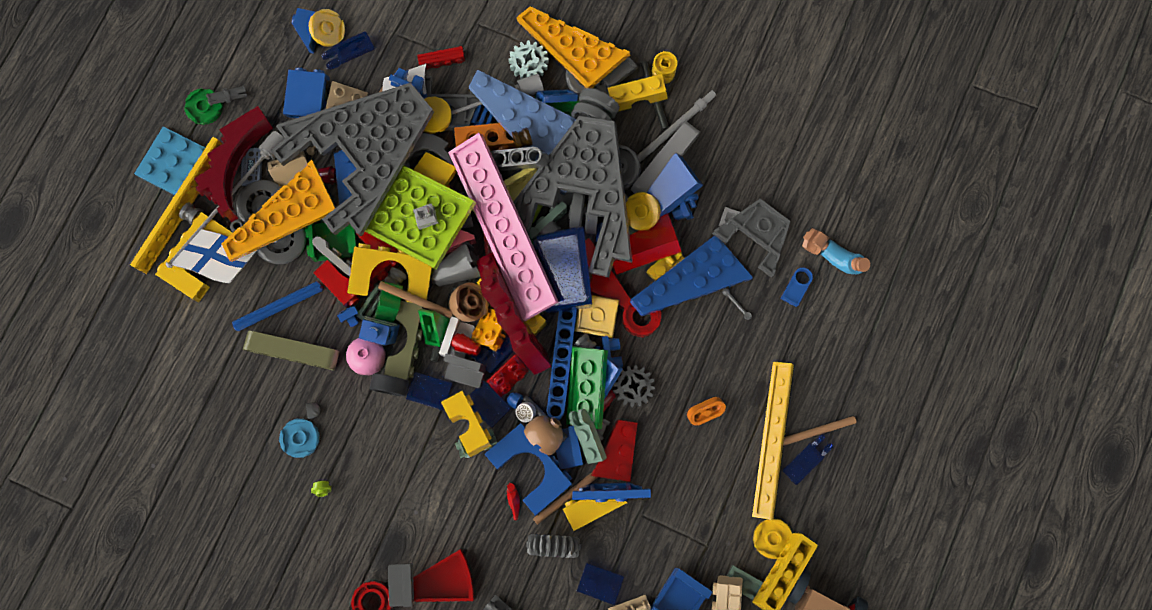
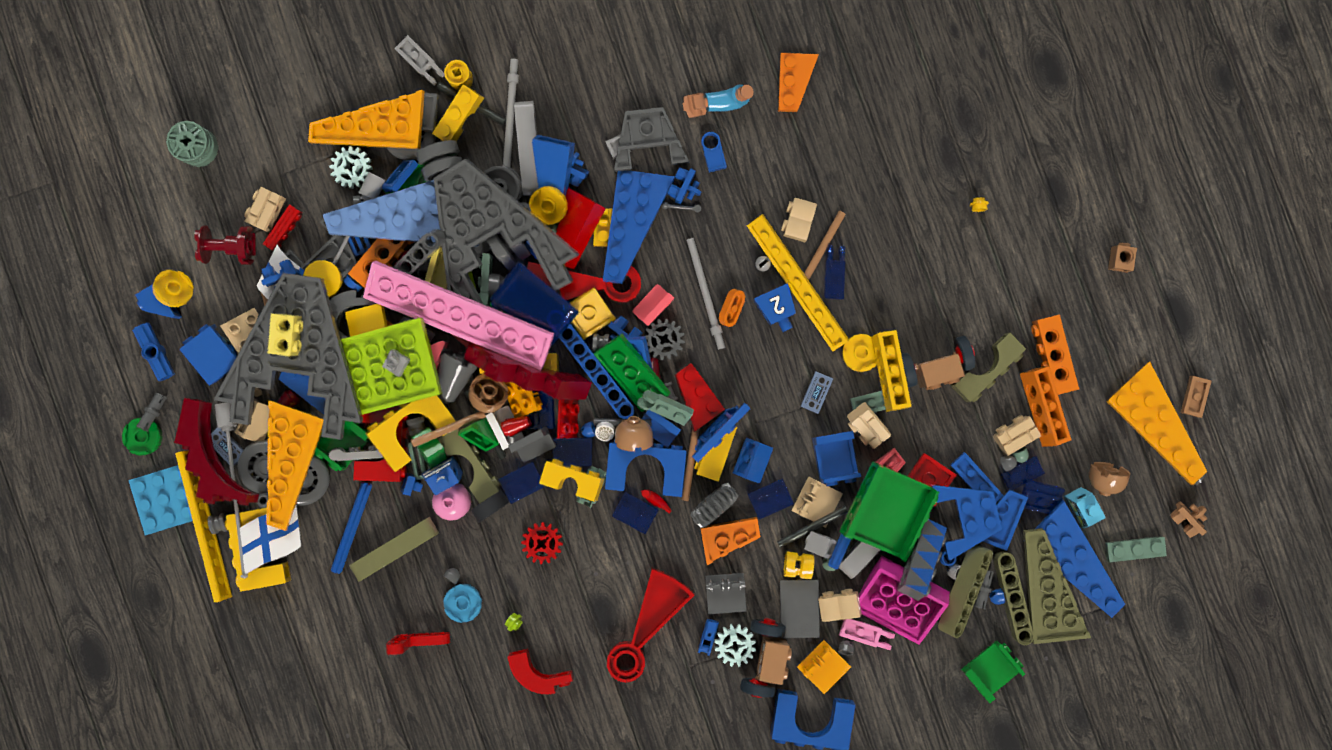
camera: 45 degrees left, 10 degrees up
(227, 423) = (402, 642): none -> red beam
(273, 47) = (147, 341): none -> blue piece
(291, 544) = (532, 679): none -> red arch
(348, 50) = (206, 289): clear blue hinge -> none
(366, 120) = (279, 333): none -> light yellow brick
(400, 458) = (536, 536): none -> red gear
(401, 585) = (635, 632): dark grey panel -> none
(402, 42) = (241, 245): none -> dark red piece
(441, 34) = (264, 209): none -> tan brick
(450, 138) = (353, 284): none -> blue tile
(489, 494) = (635, 512): none -> clear blue plate
(522, 138) = (407, 235): dark brown wheel -> none
(539, 580) = (728, 536): none -> orange wing
(614, 541) = (752, 460): none -> blue panel
(646, 32) = (418, 59): none -> light grey hinge
(649, 354) = (653, 305): none -> coral panel
(679, 415) = (716, 329): none -> light grey bar
(711, 536) = (816, 392): none -> sand blue tile
(741, 442) = (777, 306): none -> blue torso
(759, 405) = (760, 260): none -> light grey hinge
(761, 286) = (686, 177): none -> blue hips
(817, 394) = (799, 220): none -> tan brick
(905, 290) = (793, 79): none -> orange wing
(967, 512) = (979, 204): none -> yellow plate

